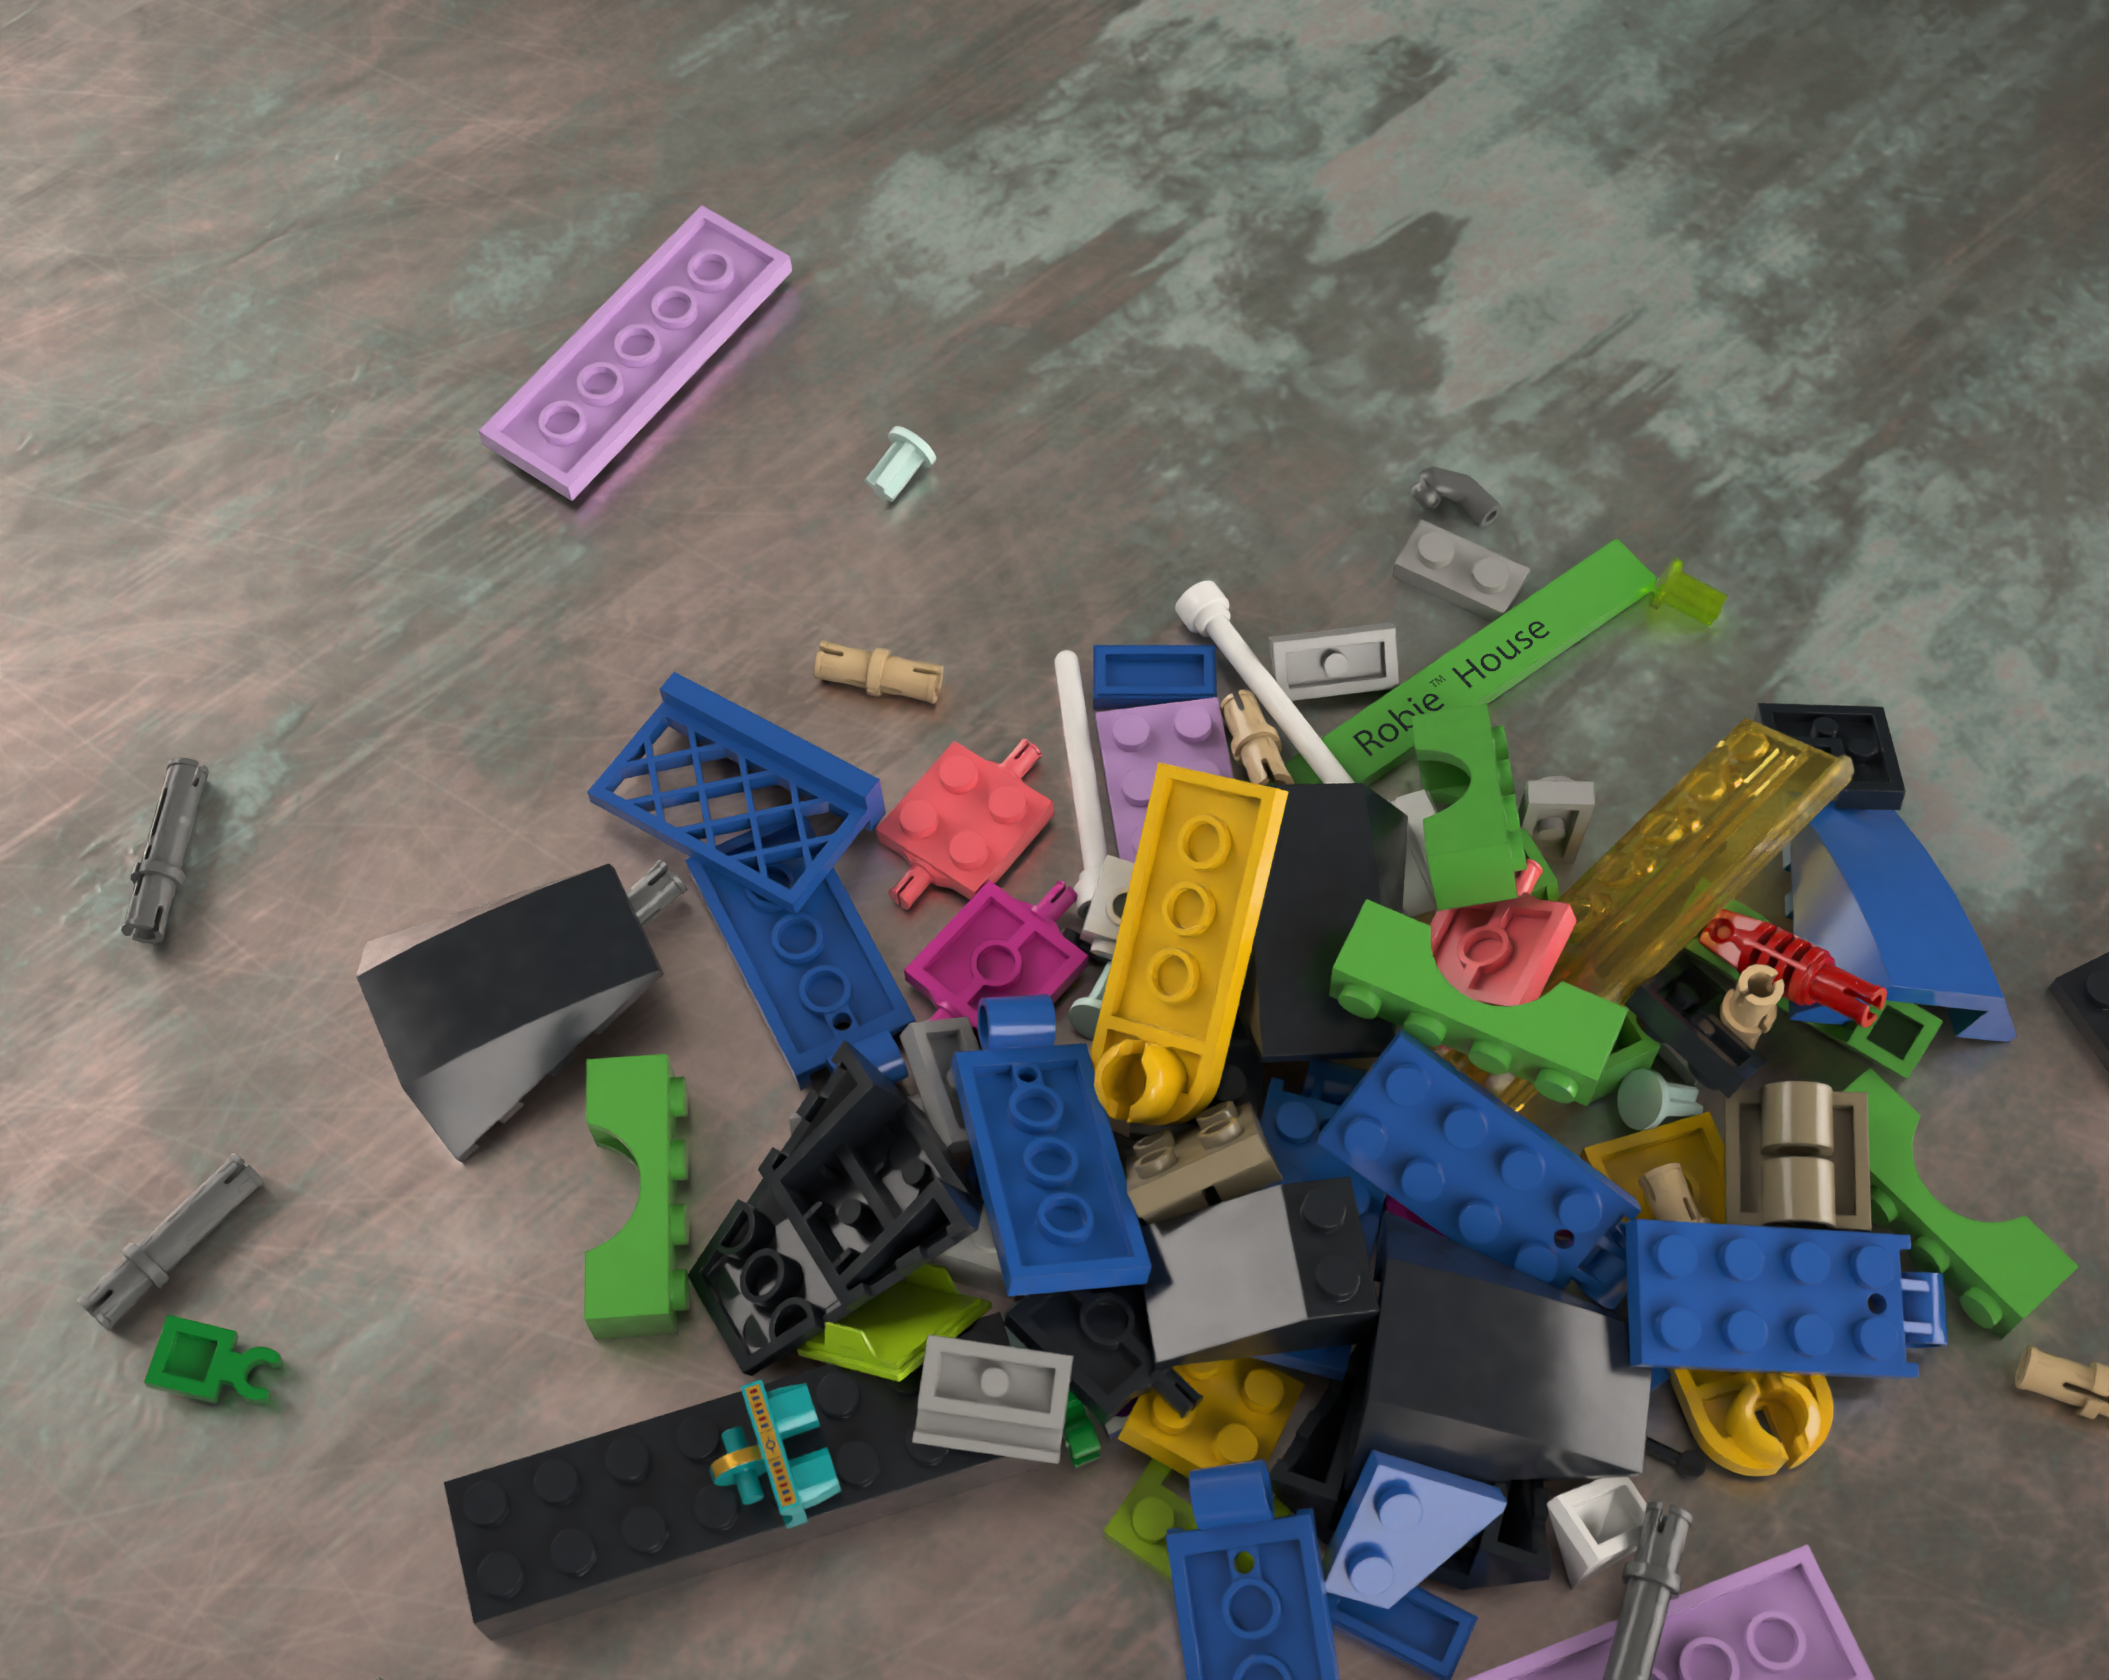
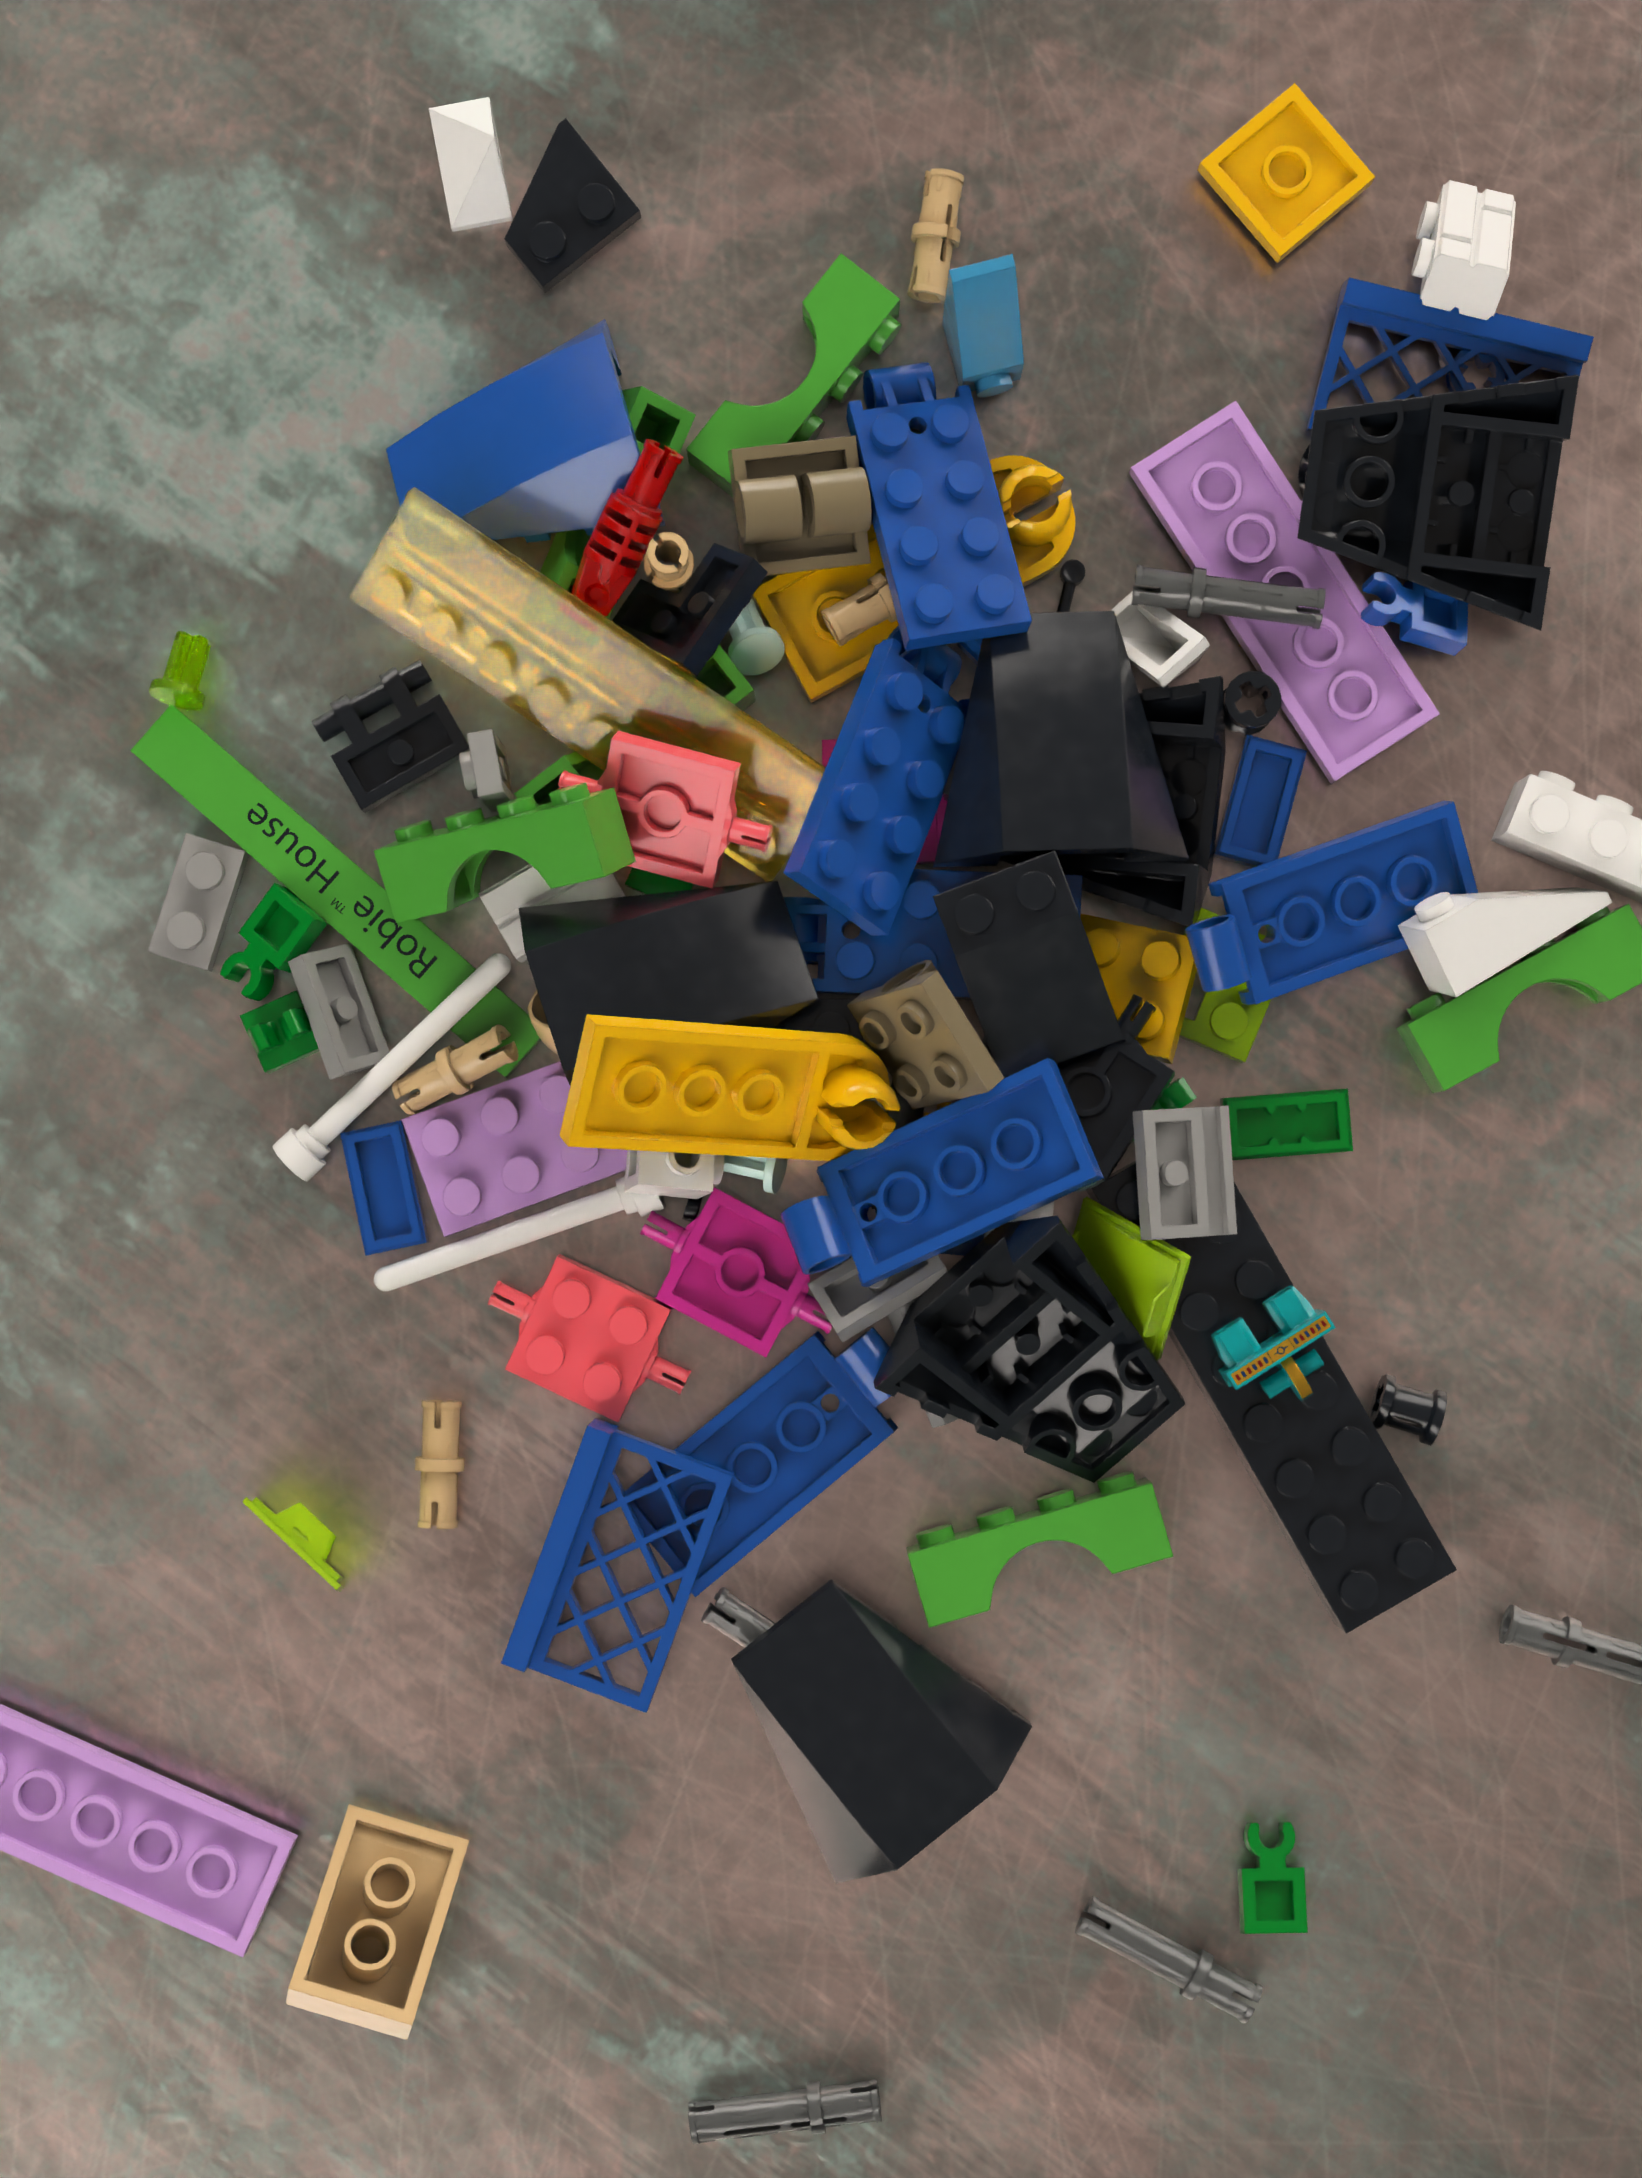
camera: 100 degrees left, 25 degrees up
(470, 540) = (377, 1922): none -> tan slope
(669, 1628) = (1408, 1409): none -> black bush
(835, 532) = (303, 1534): none -> lime piece
(899, 463) = (190, 1504): light aqua piece -> none
(1022, 1563) = (1289, 1124): none -> green plate
(1321, 607) = (280, 1032): none -> green tile
(1403, 1527) = (1205, 804): wing -> none
(1421, 624) = (276, 933): none -> green plate
(1460, 489) = (98, 922): dark grey arm -> none
(1521, 1602) = (1251, 684): none -> black bush
(1551, 1042) = (766, 727): bright green arch -> none
(1577, 746) = (401, 751): none -> black plate
(1851, 732) = (325, 505): black plate -> none
(1988, 1394) = (984, 325): none -> dark azure slope

